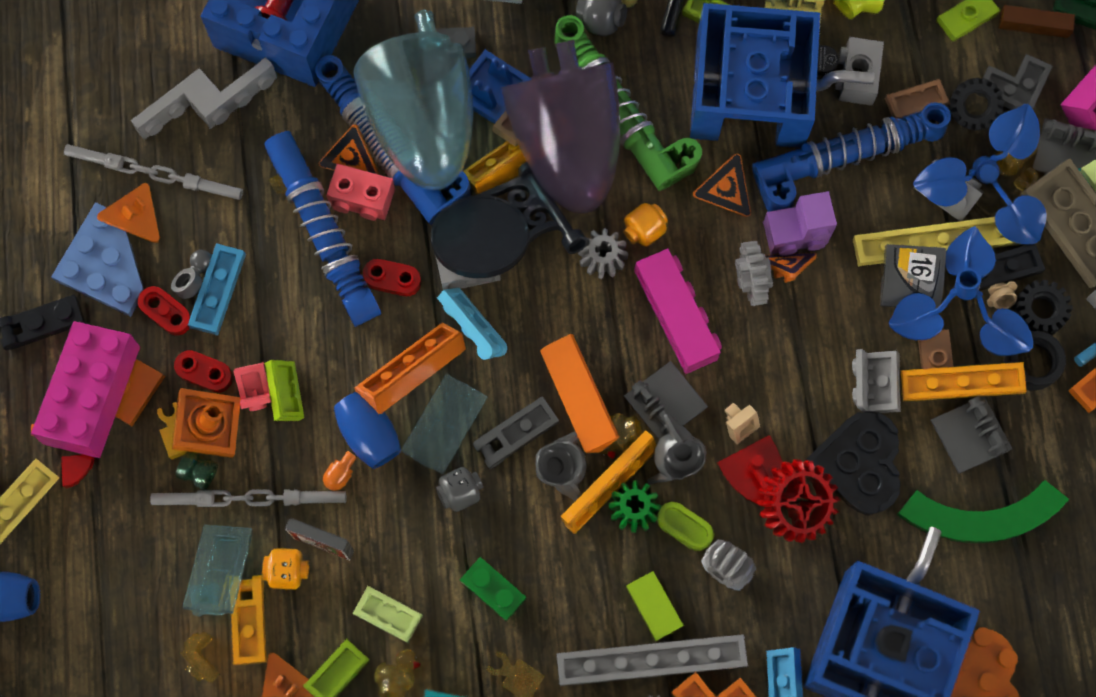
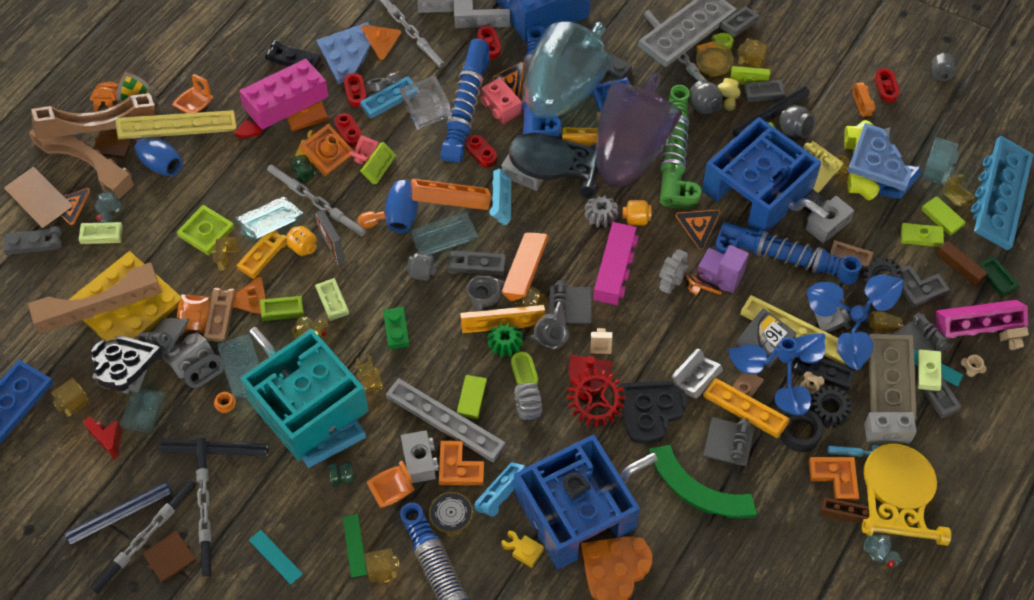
camera: 40 degrees right, 15 degrees down
(148, 646) = (204, 229): none -> lime plate
(273, 264) = (425, 102): none -> clear brick
(276, 120) = (492, 40): none -> red plate

